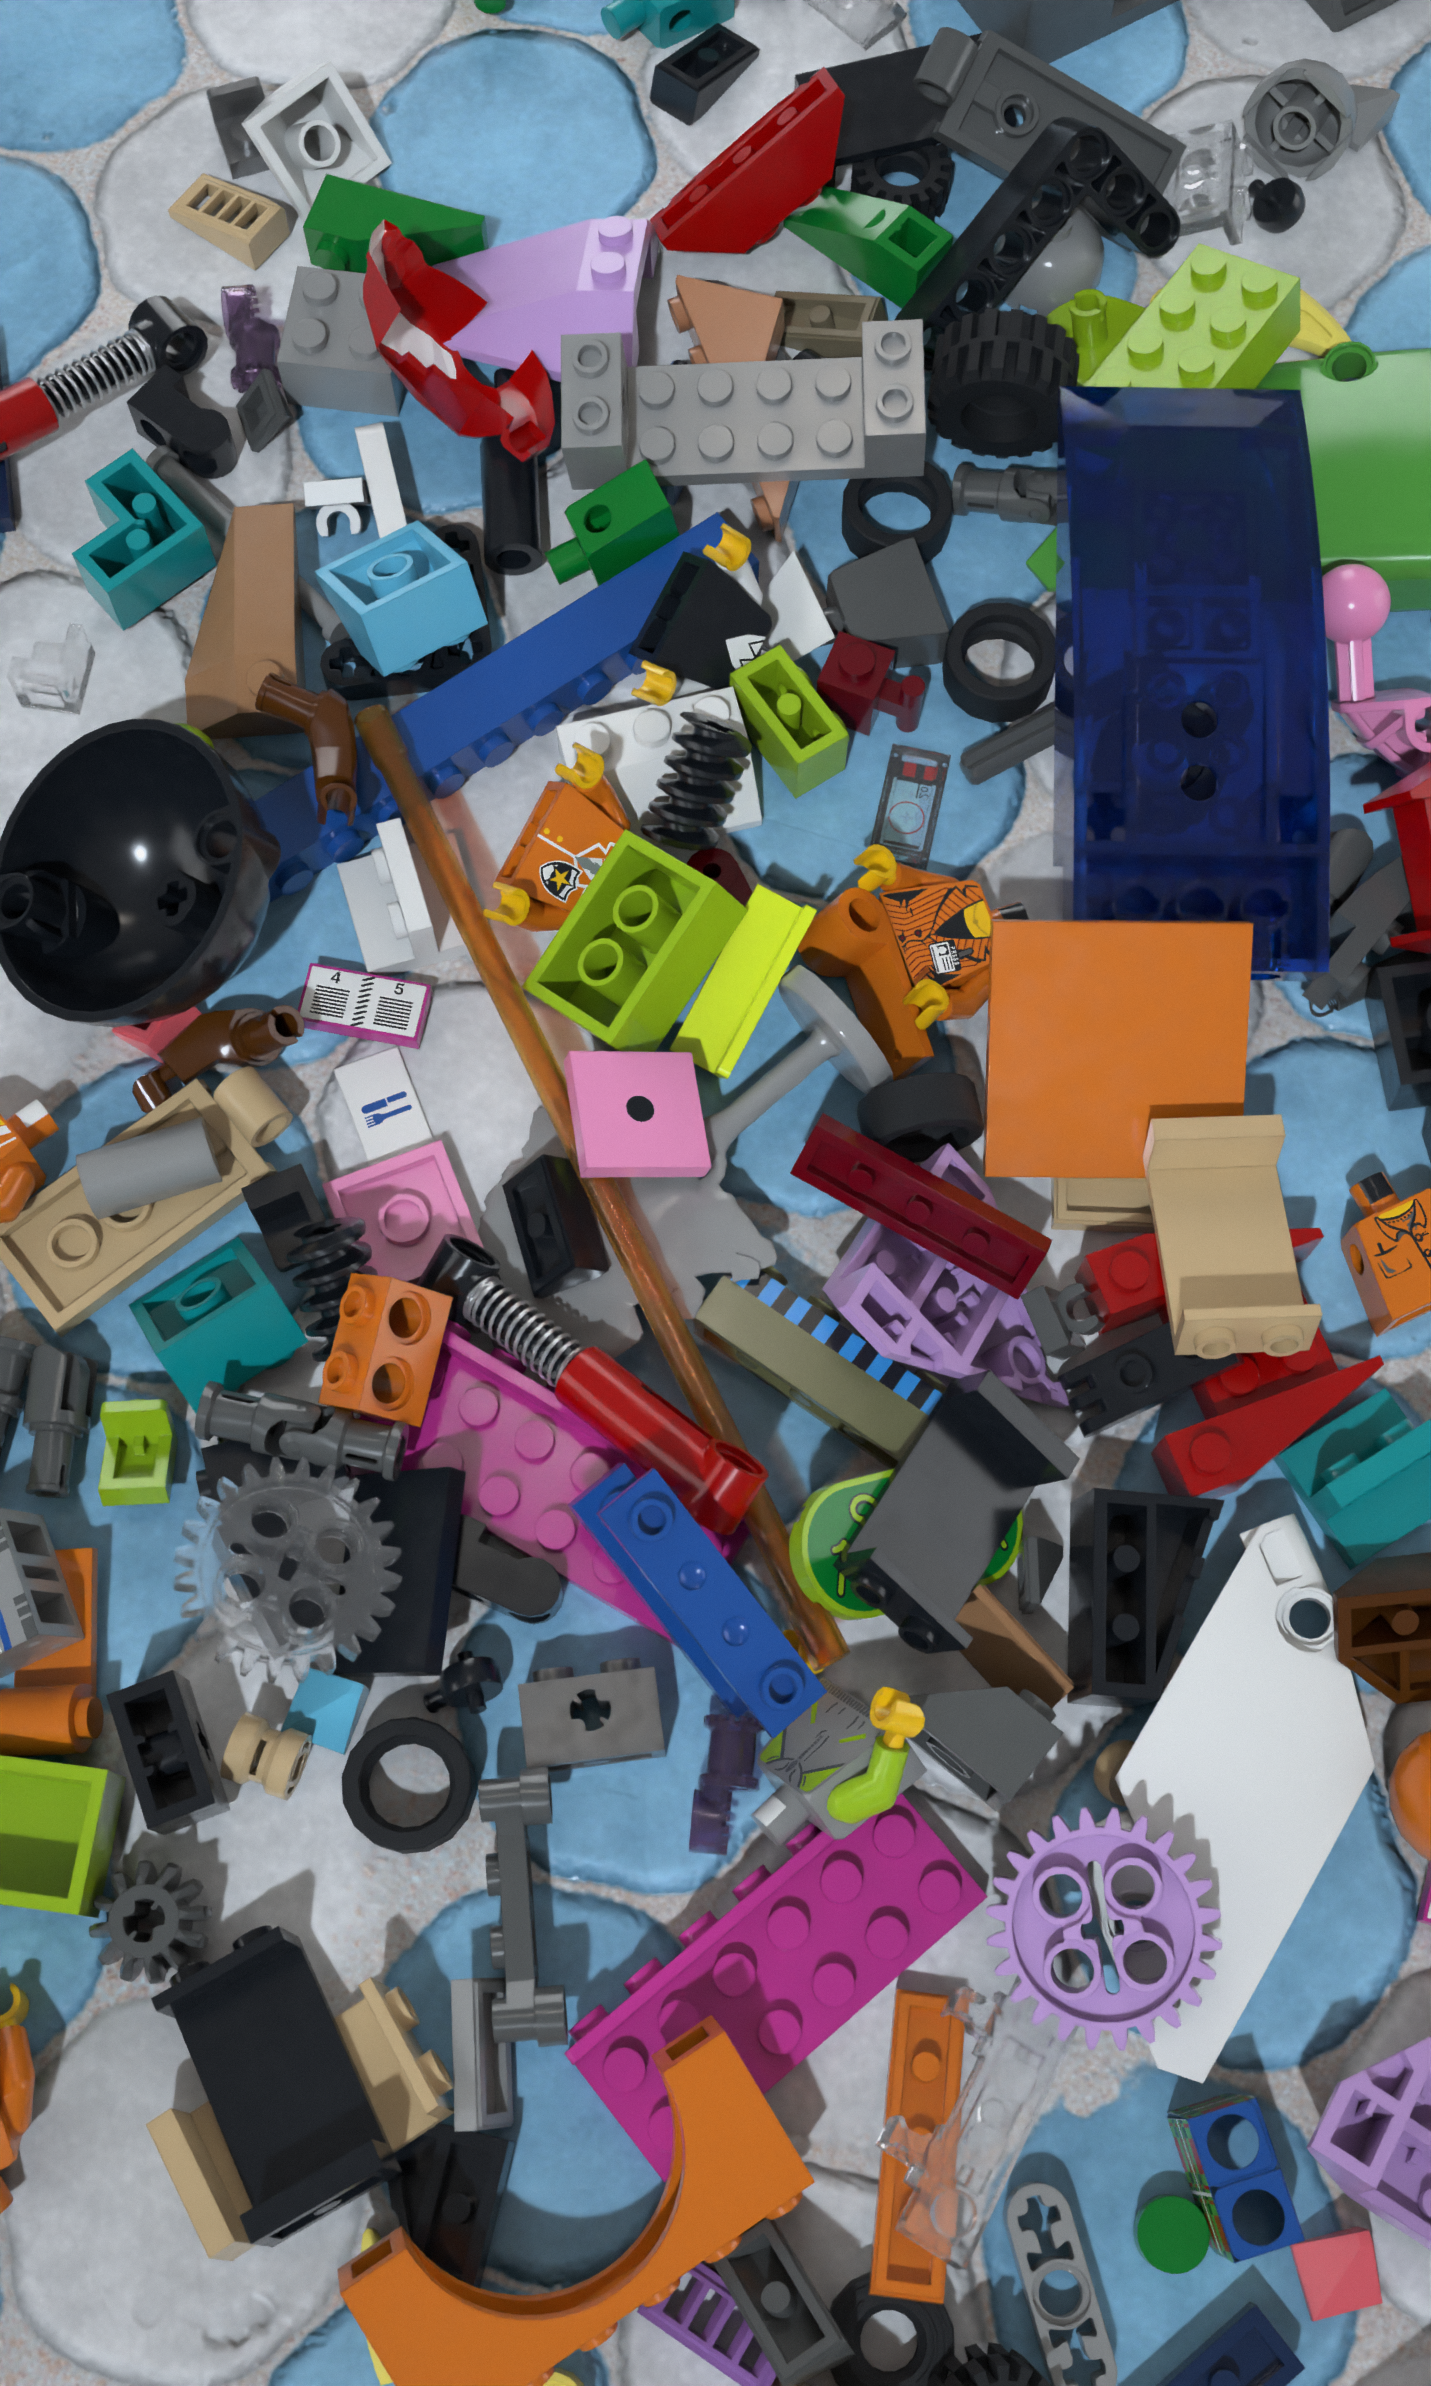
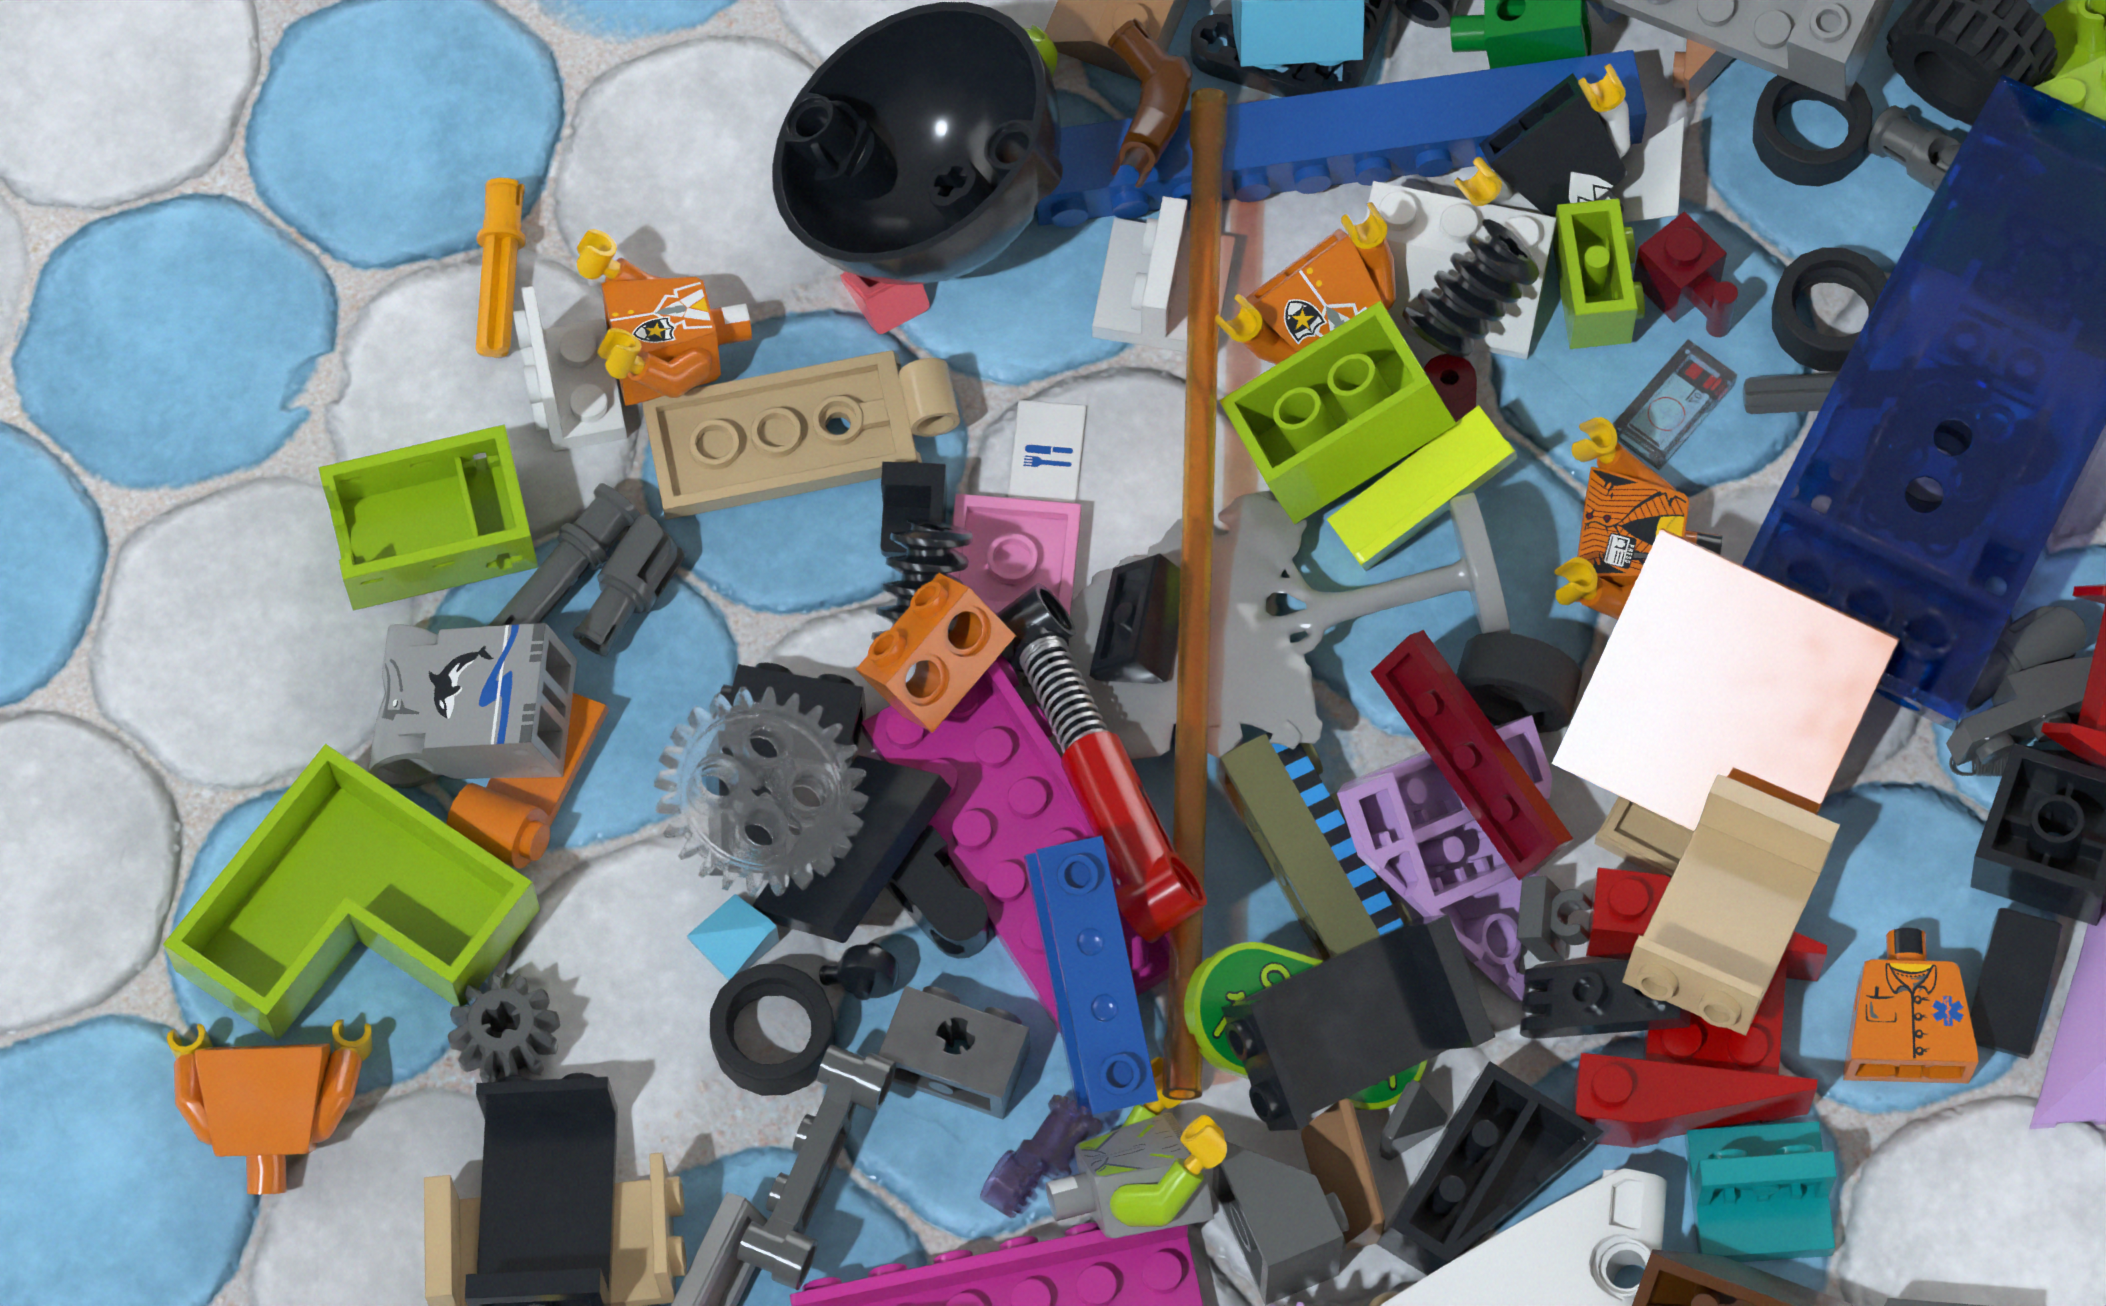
camera: 30 degrees right, 5 degrees down
(137, 1452) = (683, 644): lime bracket -> none
(148, 1168) = (812, 407): light grey brick -> none
(168, 1753) = (586, 900): black brick -> none
(218, 1322) = (805, 572): teal slope -> none
(219, 1037) = (930, 324): reddish brown arm -> none
(266, 1756) = (665, 946): tan wheel -> none
(311, 1430) = (836, 688): dark grey piece -> none
(365, 1005) = (1074, 356): tile -> none
(636, 1114) = (1259, 556): bright pink tile -> none
(858, 943) = (1547, 501): orange door -> none
(889, 604) = (1749, 208): dark grey torso -> none

